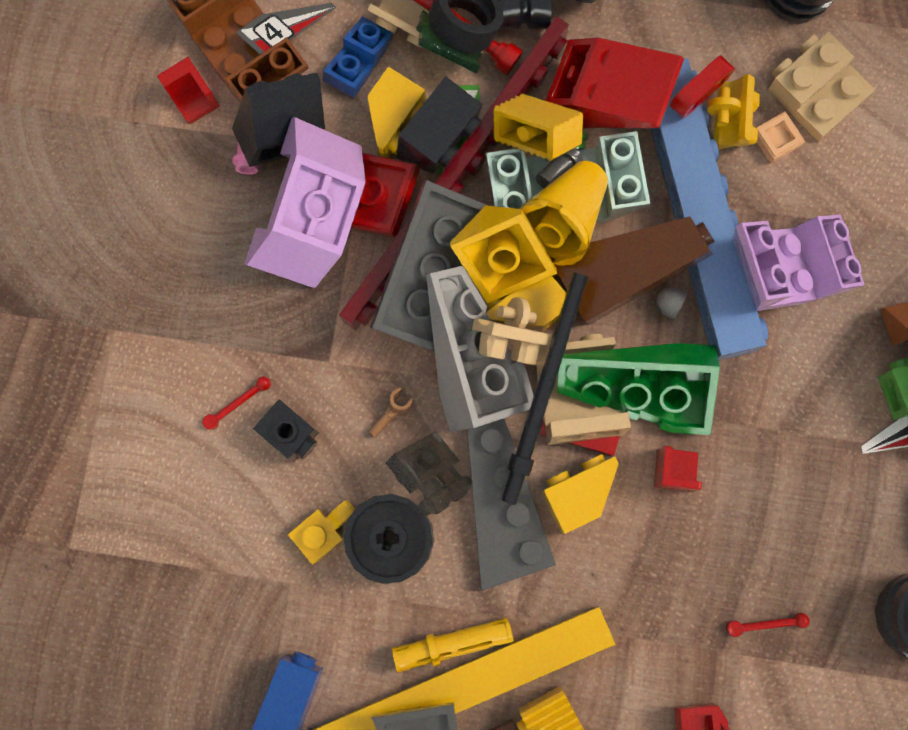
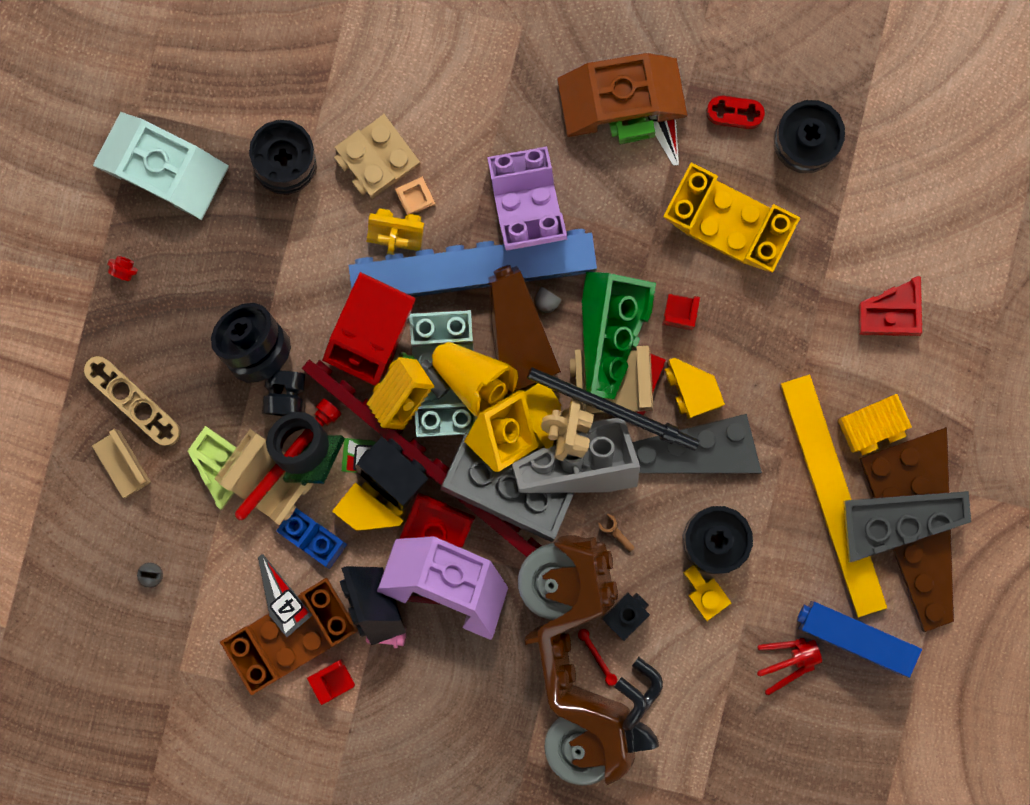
camera: 90 degrees left, 5 degrees up
(138, 399) = (593, 733): none -> reddish brown piece
(247, 666) = (804, 656): none -> red plant
(419, 467) = (664, 511): clear smoke plate -> none
(452, 644) = (800, 499): yellow pin -> none
(702, 87) = (379, 258): red beam -> none
(736, 629) = (805, 280): red hinge -> none
(805, 520) = (730, 220): none -> yellow slope

